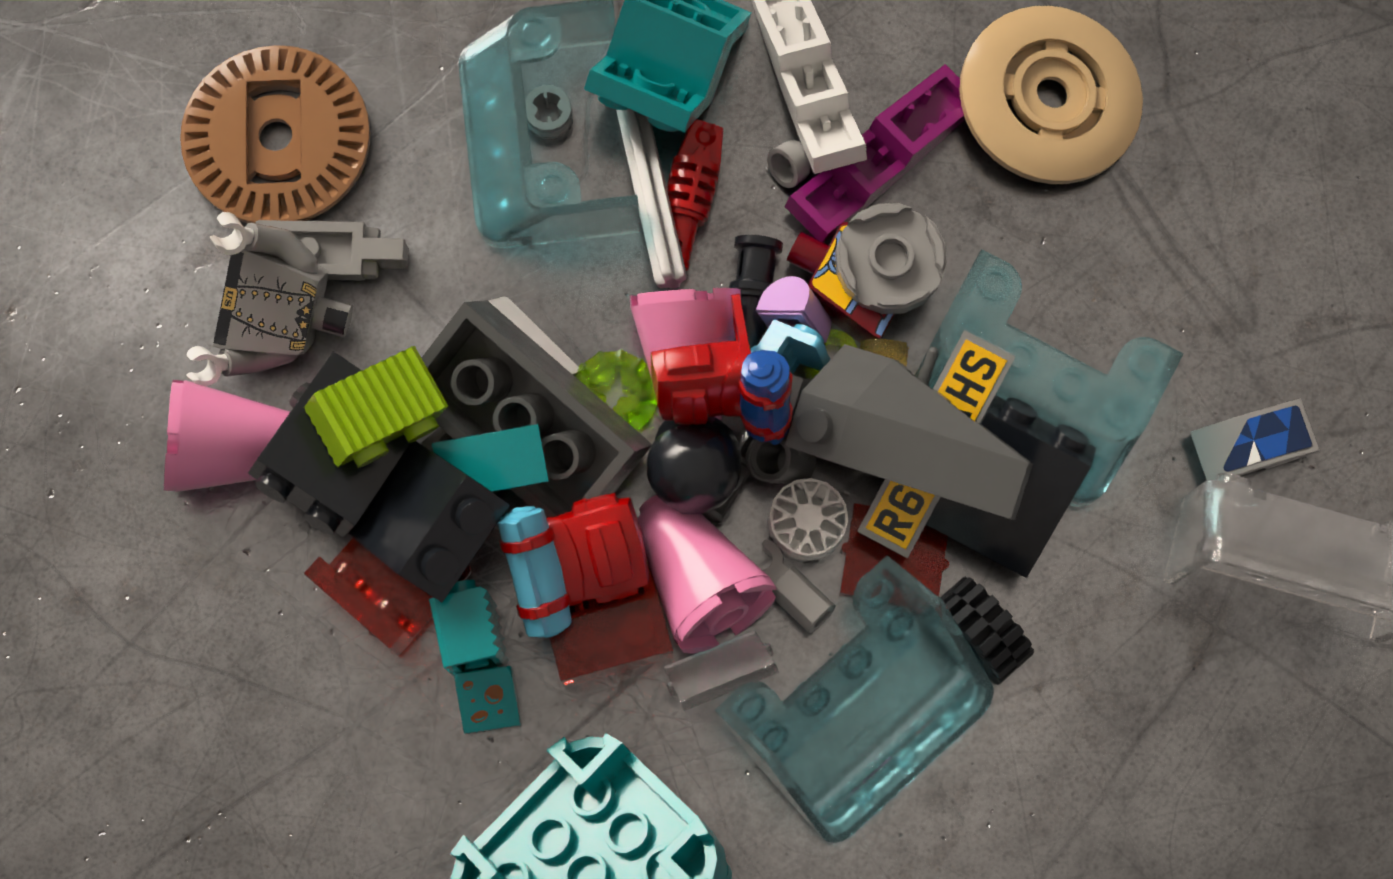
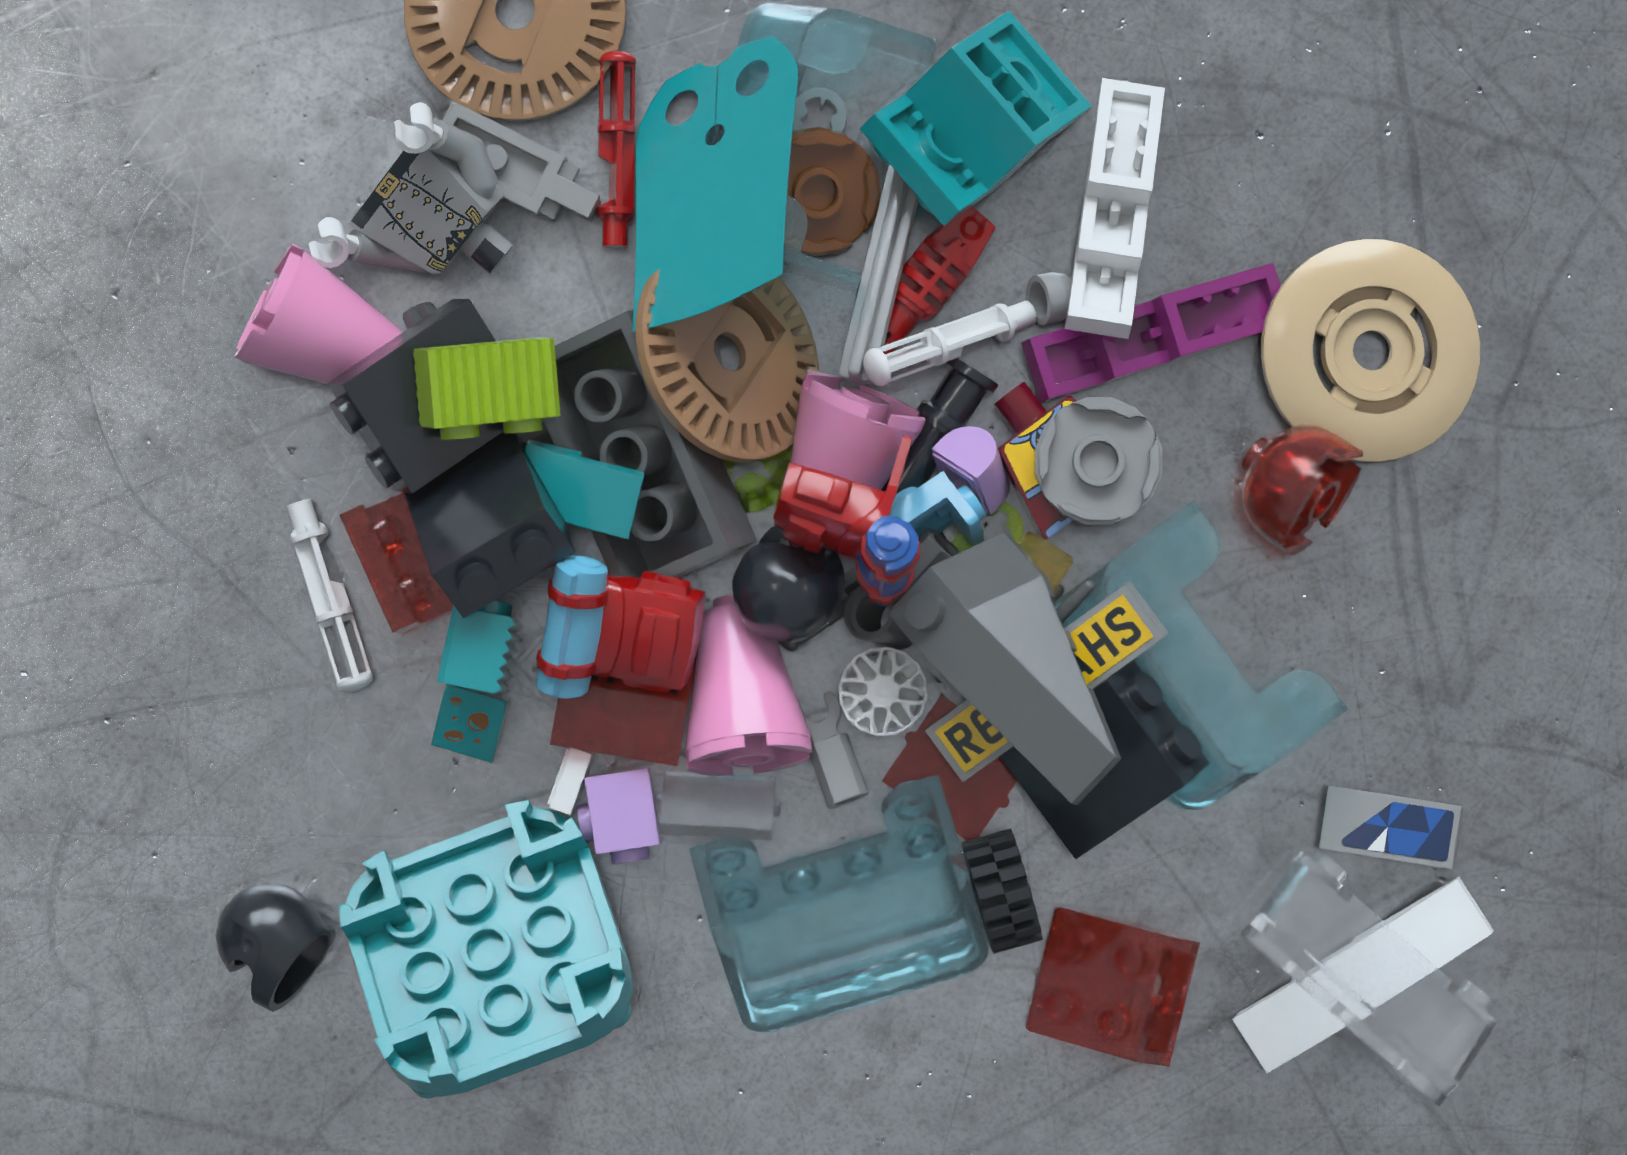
camera: 25 degrees right, 10 degrees up
(325, 652) = (326, 596): none -> white piece
(402, 202) = (617, 148): none -> red piece
(505, 197) = (717, 209): none -> teal piece
(510, 292) = (723, 411): none -> medium nougat piece
(584, 145) = (834, 186): none -> dark orange tile
(591, 706) = (570, 781): none -> white tile
(645, 715) = (620, 815): none -> lavender brick
(727, 224) = (946, 341): none -> white piece
(1048, 210) = (1296, 481): none -> clear red cylinder
(1102, 669) = (1112, 987): none -> clear red bracket
(1269, 616) = (1293, 1021): none -> white slope

